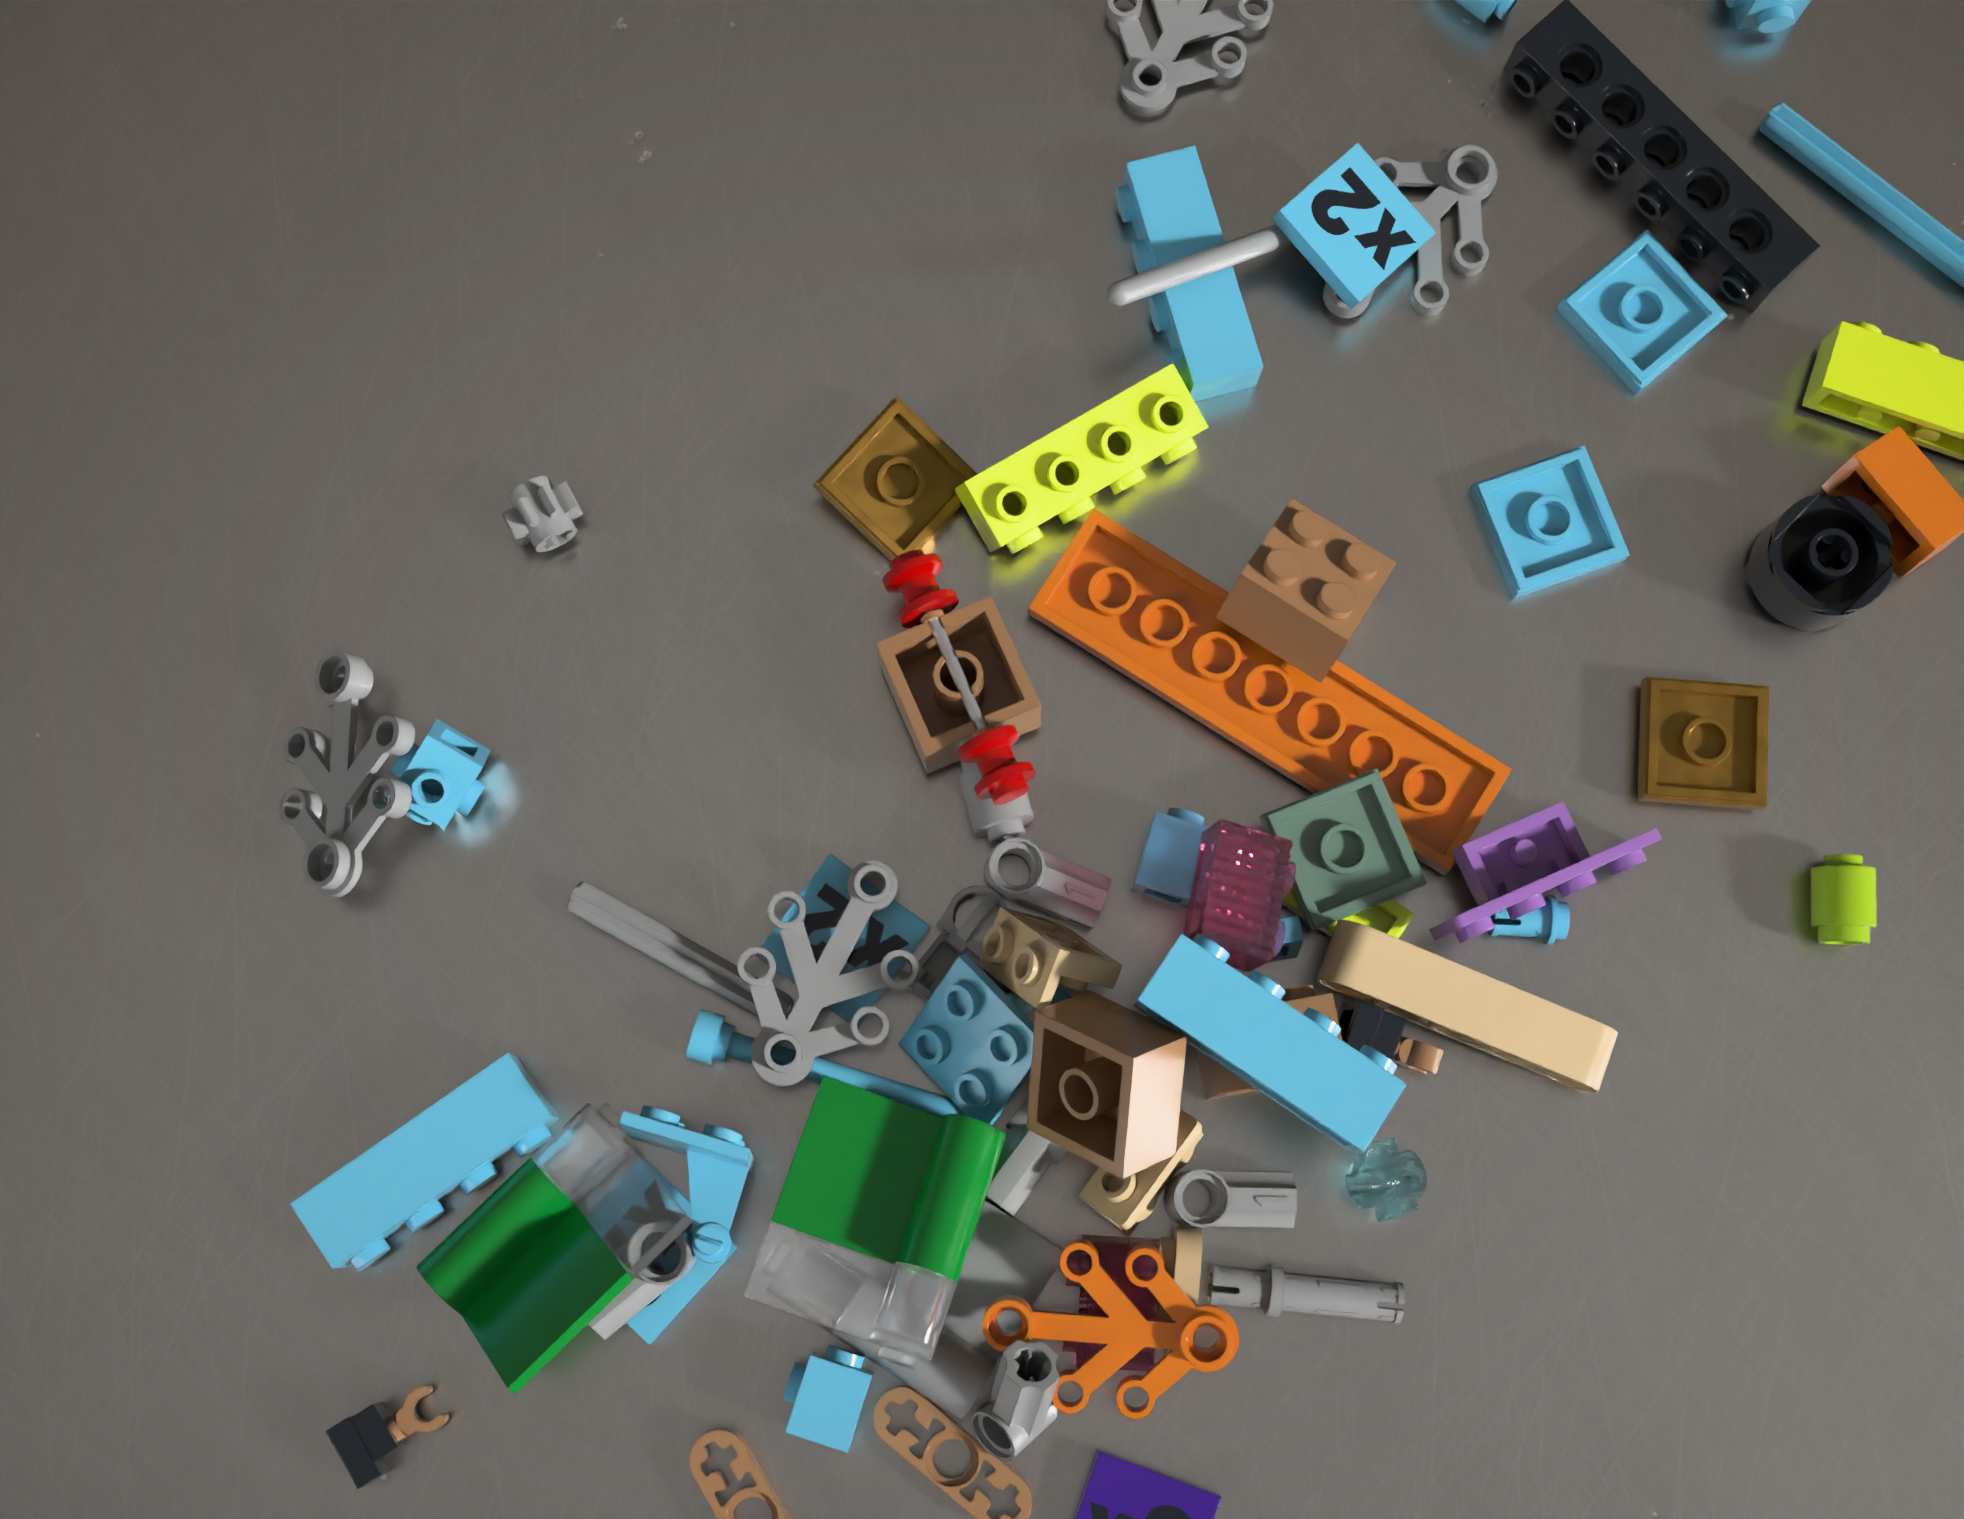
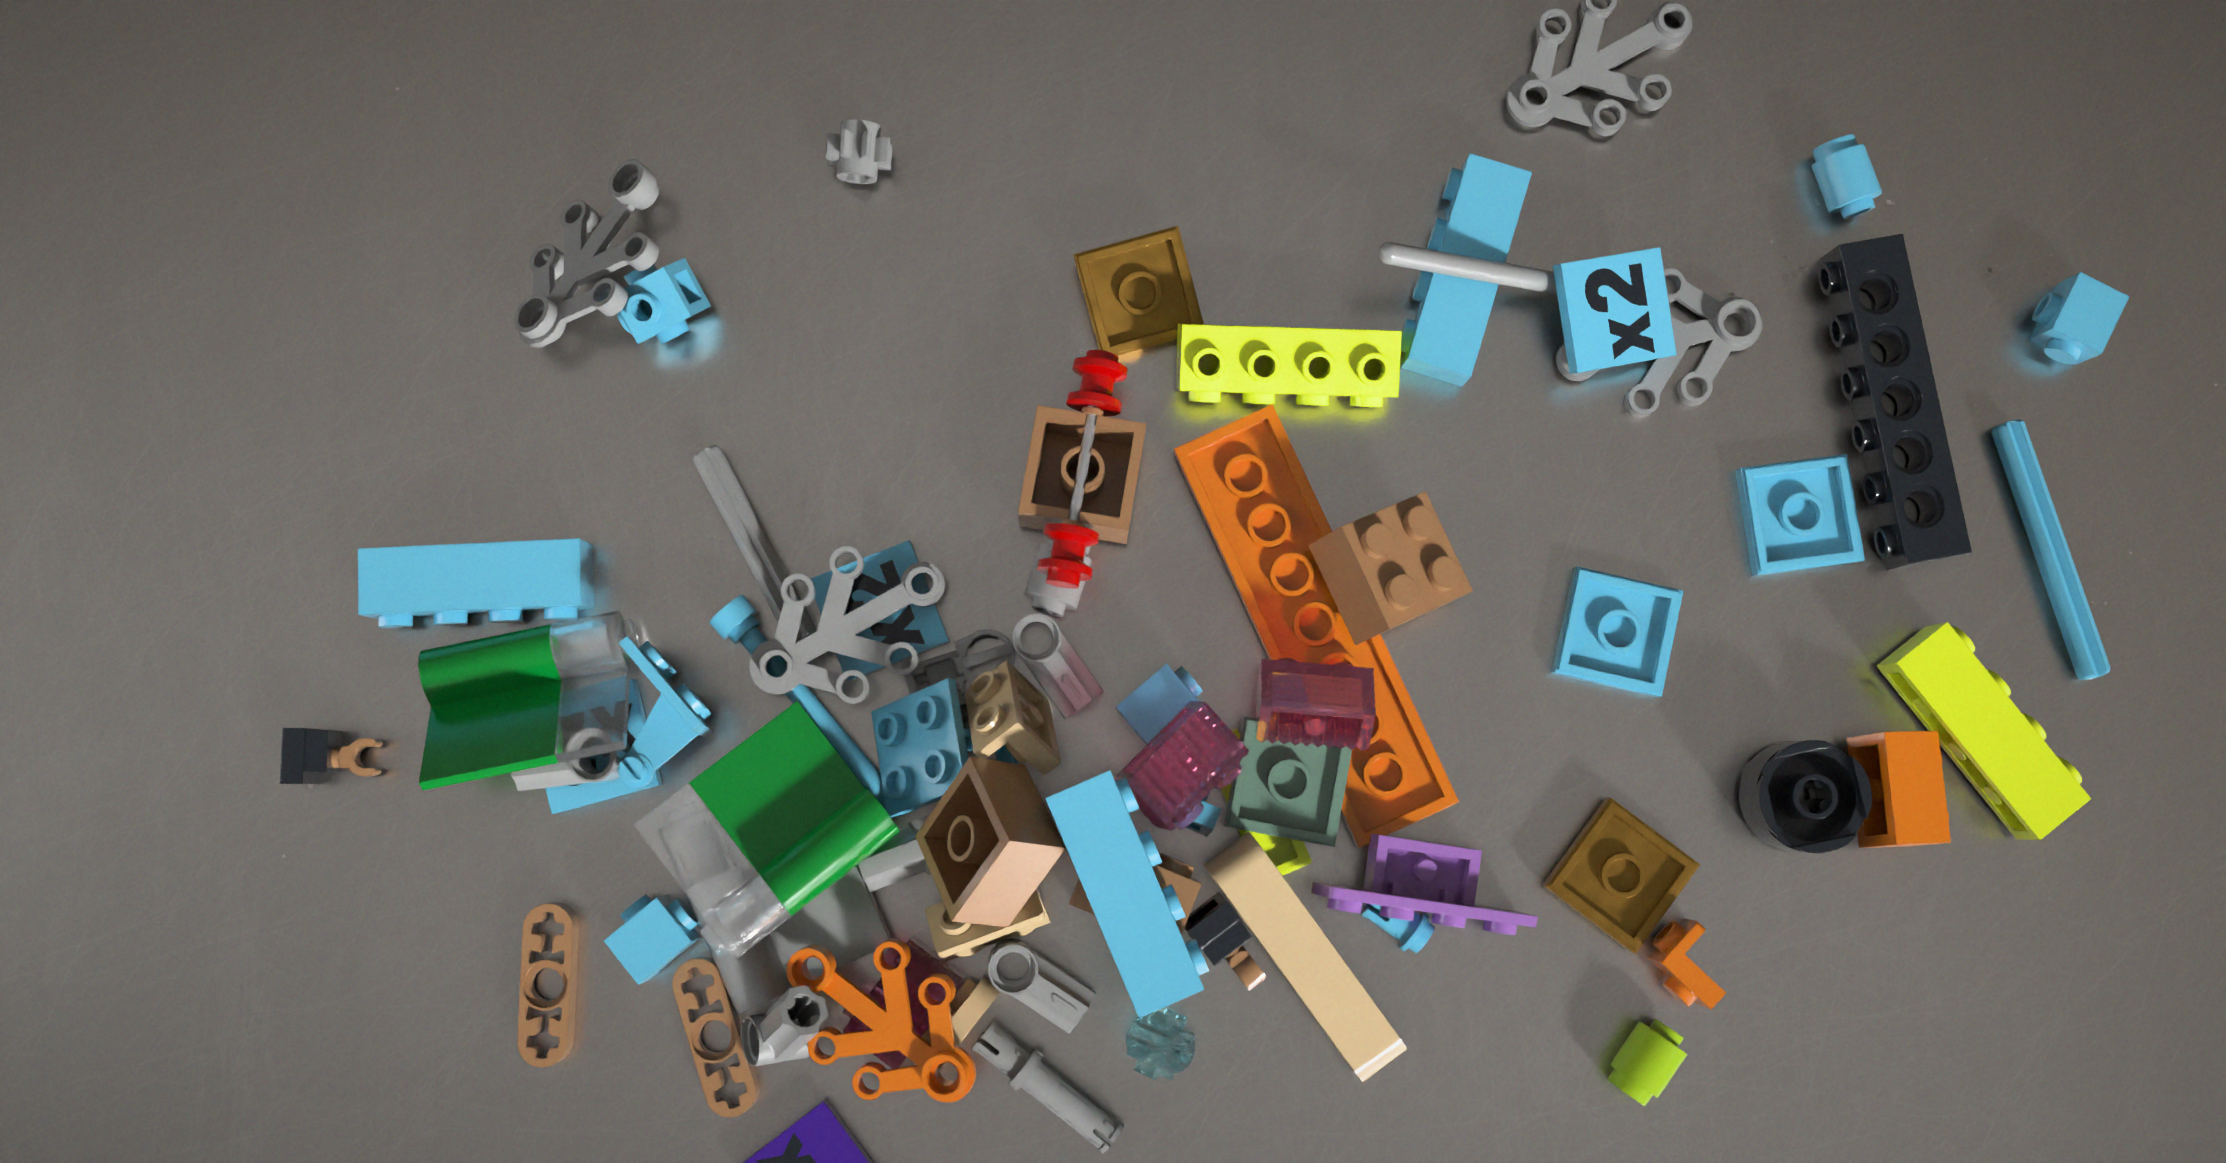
camera: 35 degrees right, 5 degrees up
(1322, 758) = (1315, 703): none -> clear pink brick
(1825, 799) = (1684, 978): none -> orange bracket

